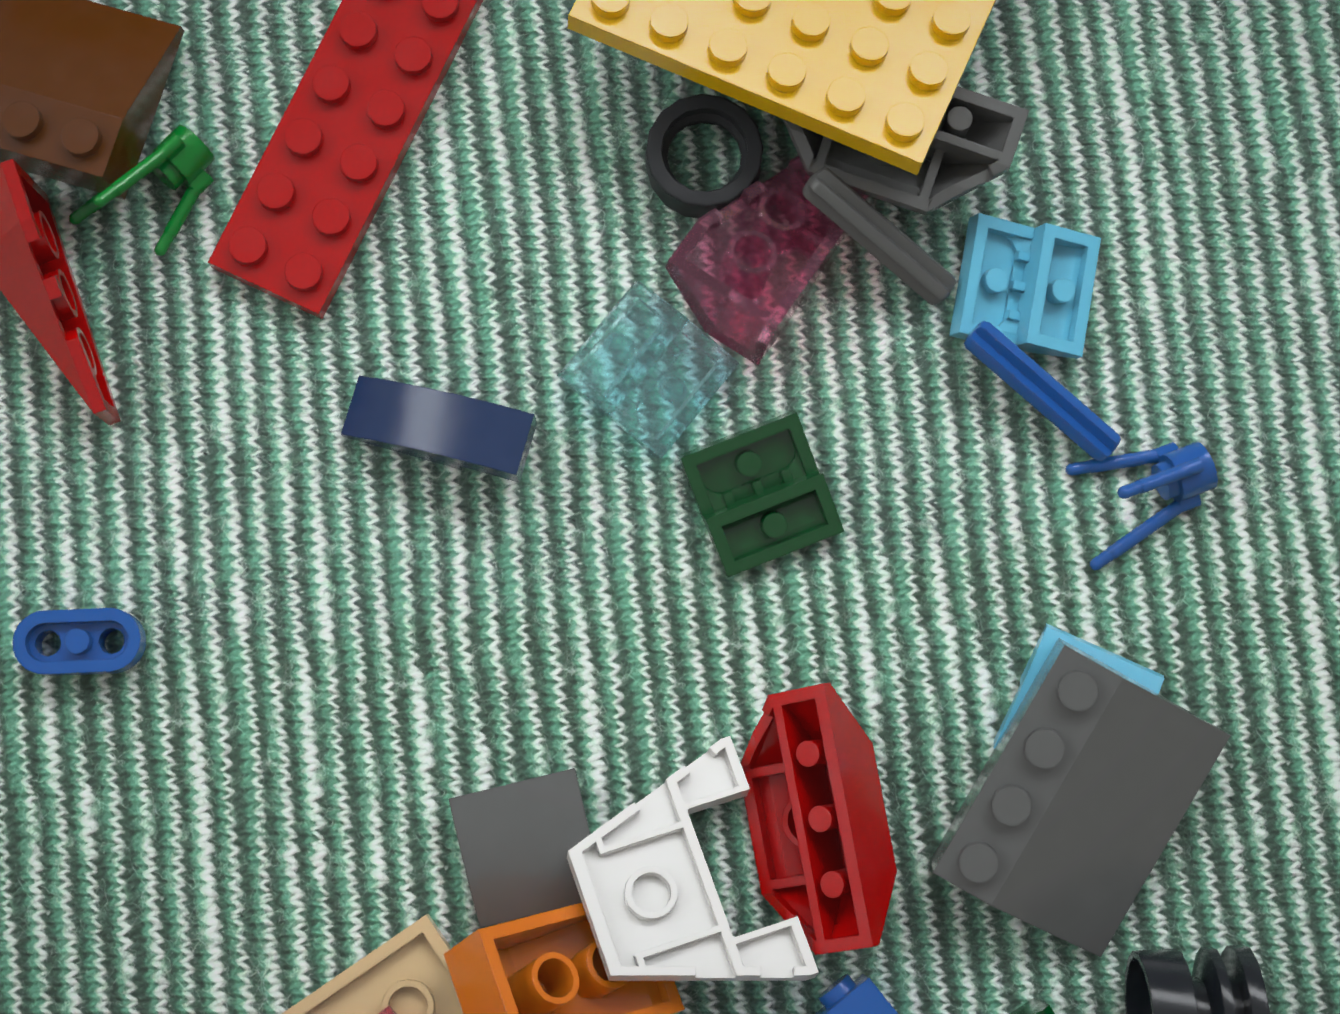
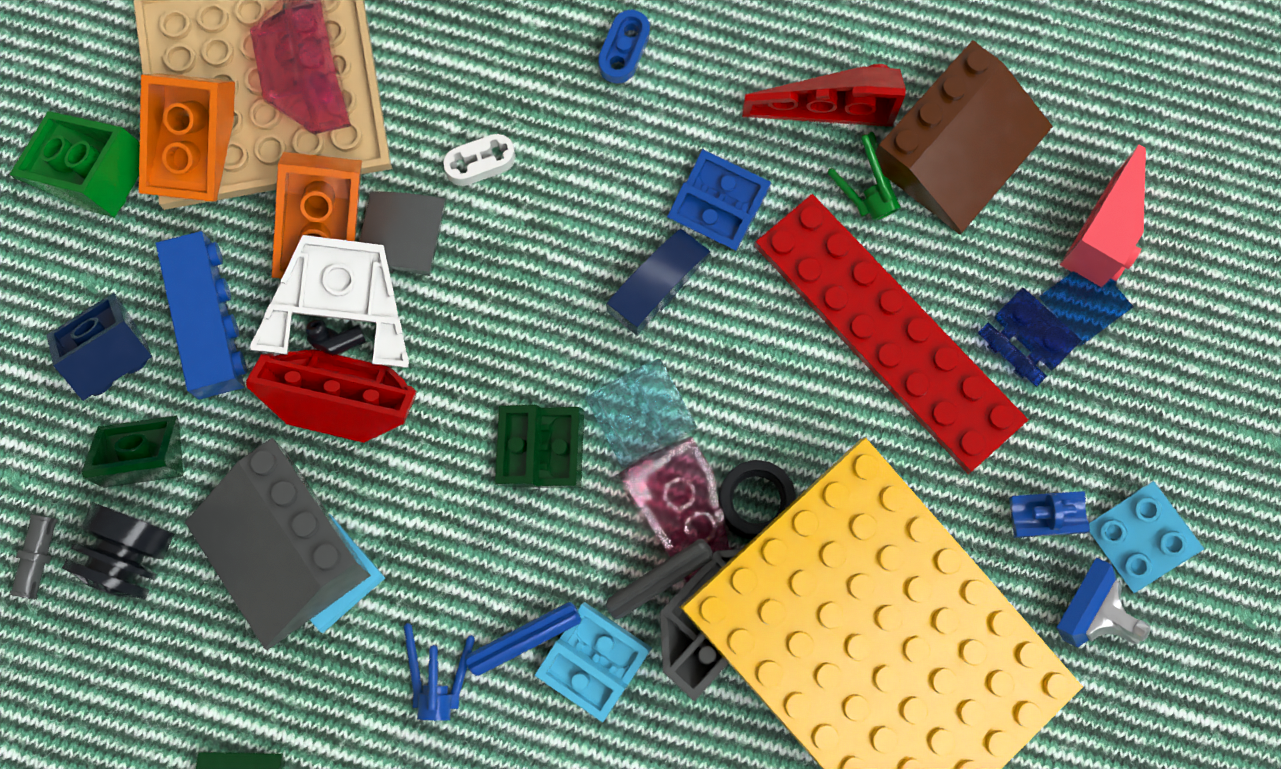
camera: 115 degrees right, 5 degrees down
(273, 395) = (719, 200): none -> blue slope
(346, 794) = (479, 159): none -> white beam
(739, 871) = (331, 341): none -> black arm

